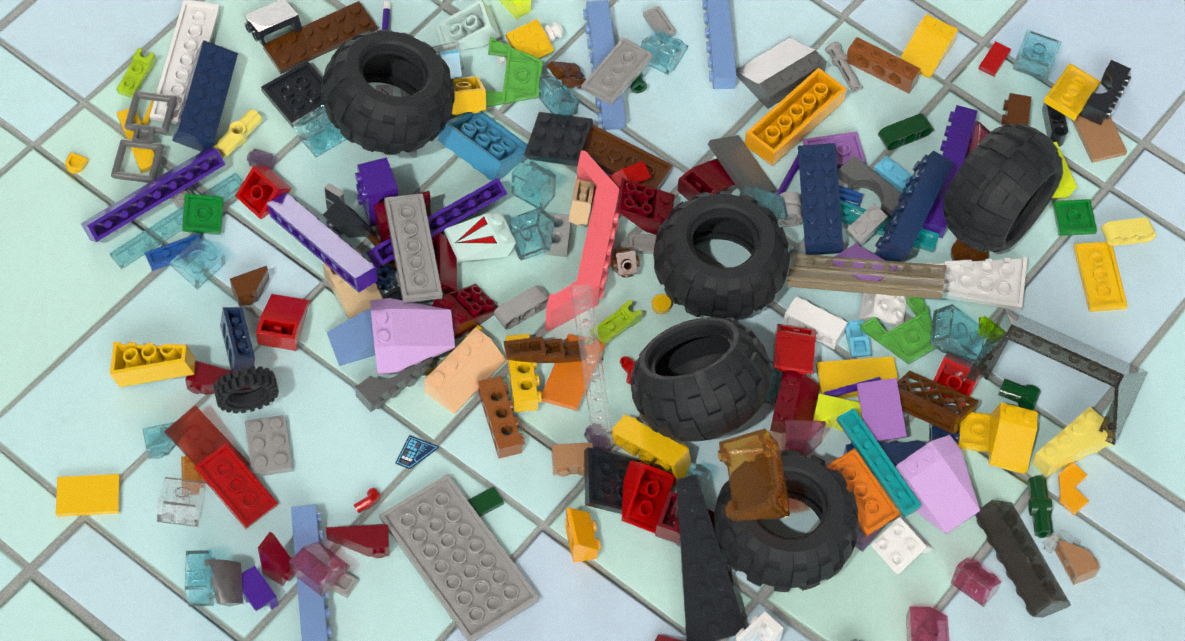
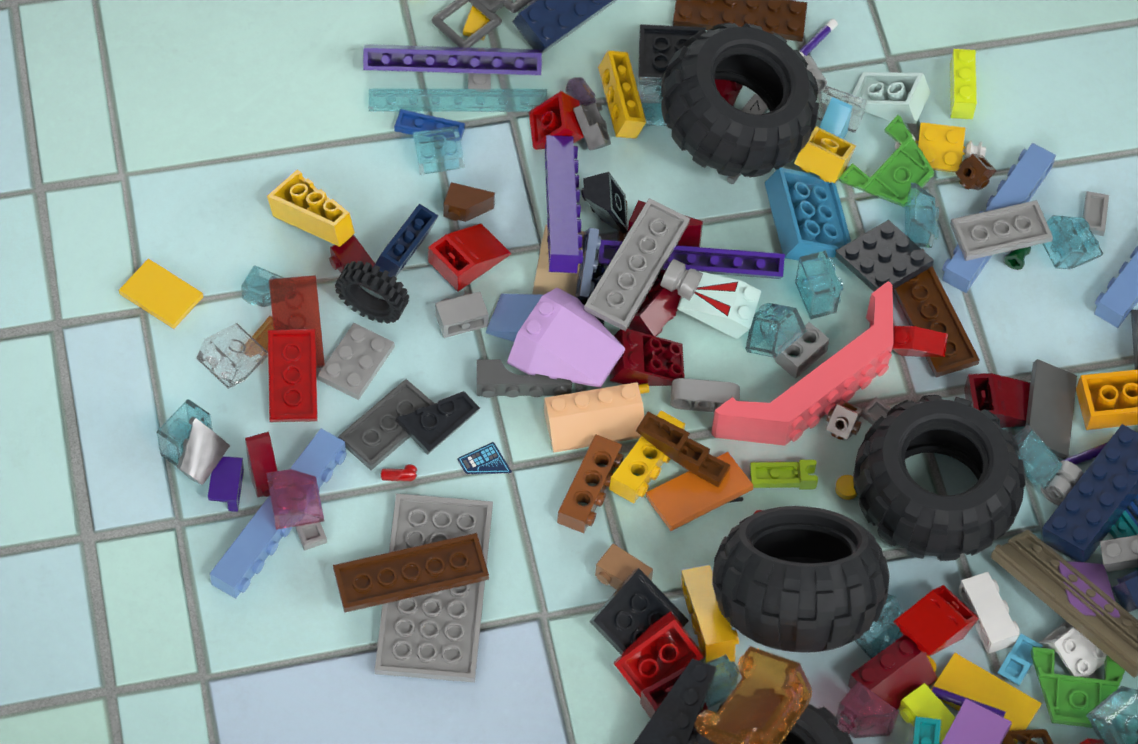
camera: 40 degrees right, 0 degrees up
(202, 214) = (482, 108): green tile -> none
(244, 127) = (579, 54): light yellow piece -> none
(290, 176) = (592, 125): none -> flat silver slope
(292, 142) = (622, 94): none -> yellow brick
(314, 364) = (461, 314): none -> light grey brick
(329, 472) = (377, 432): none -> dark grey tile
(332, 194) = (612, 165): tile -> none
(363, 446) = (436, 422): none -> black wing
(367, 540) = (366, 509): dark red slope -> none
(374, 184) = (658, 179): dark purple piece -> none
(383, 286) = (589, 265): none -> sand blue plate
(438, 559) = (410, 572): none -> reddish brown plate
(450, 238) = (681, 279): none -> light grey wheel
(486, 501) = (507, 554): dark green tile -> none
(568, 73) = (950, 201): reddish brown plate -> none
(571, 40) = (975, 172): none -> reddish brown brick
(581, 202) = (844, 330): tan brick -> none
(581, 535) = (565, 648): light orange slope -> none
(591, 360) = (718, 488): clear tile -> none
(599, 442) = (665, 570): clear purple brick -> none
(644, 205) = (908, 373): dark red slope -> none

